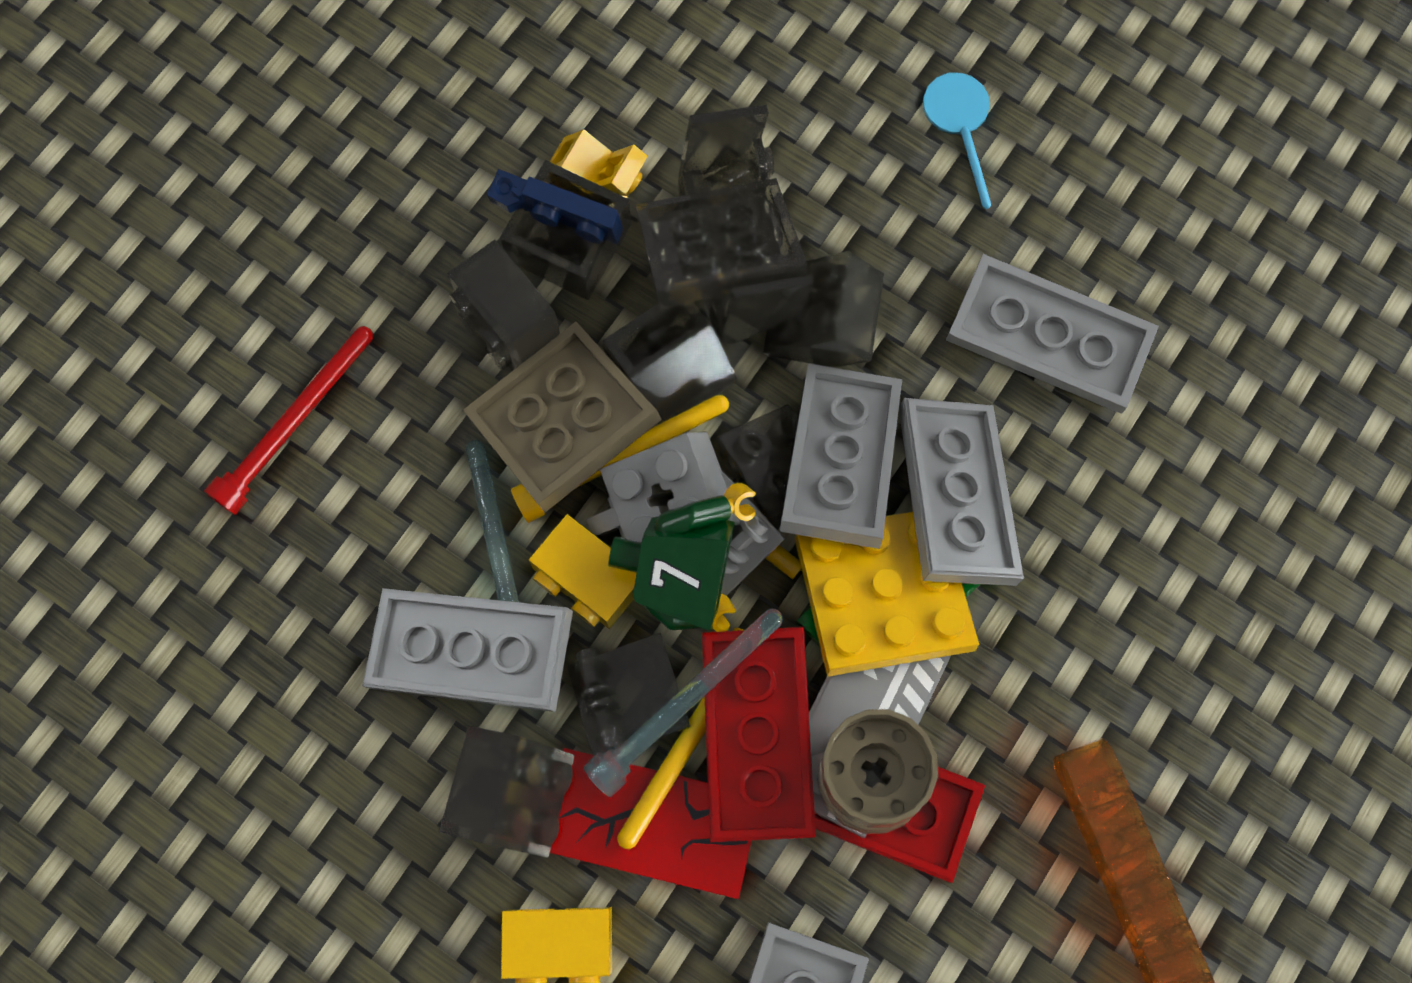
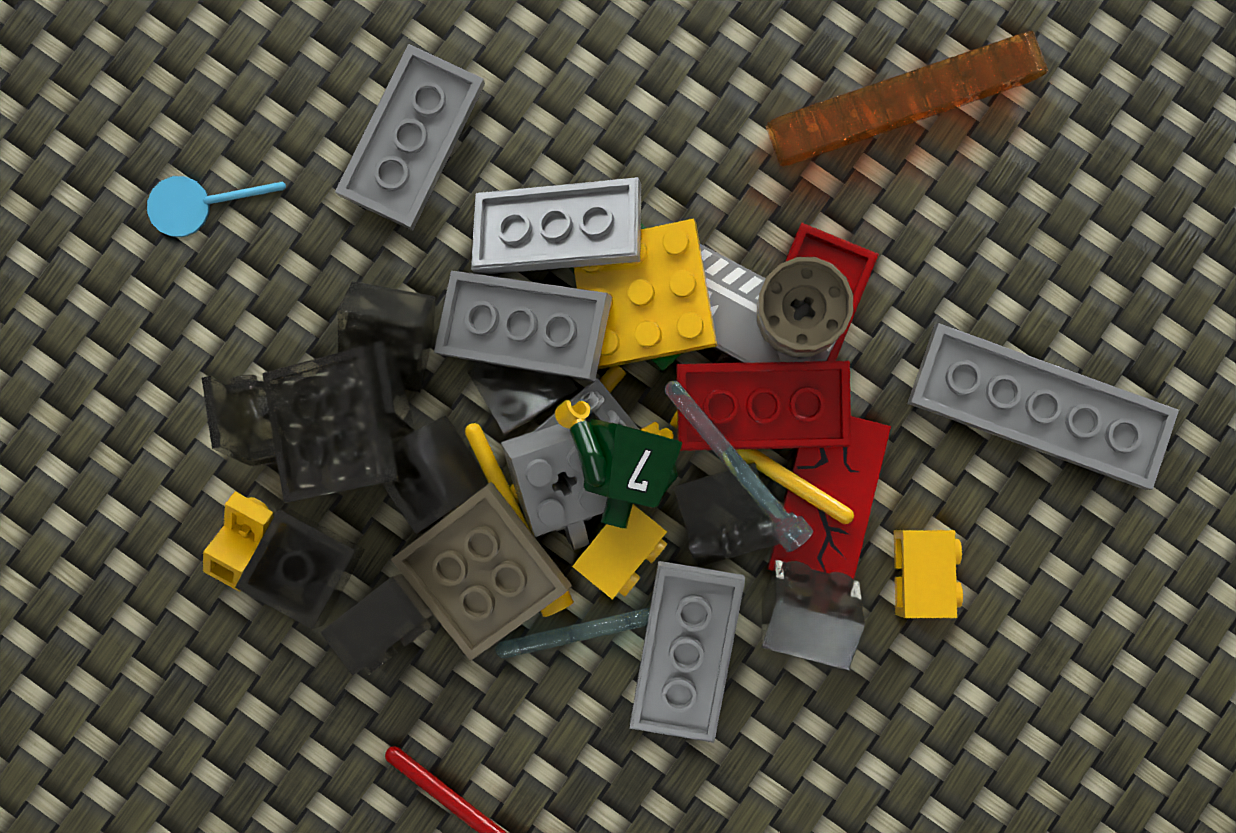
camera: 90 degrees left, 10 degrees up
(555, 205) = (287, 577): dark blue hinge -> none

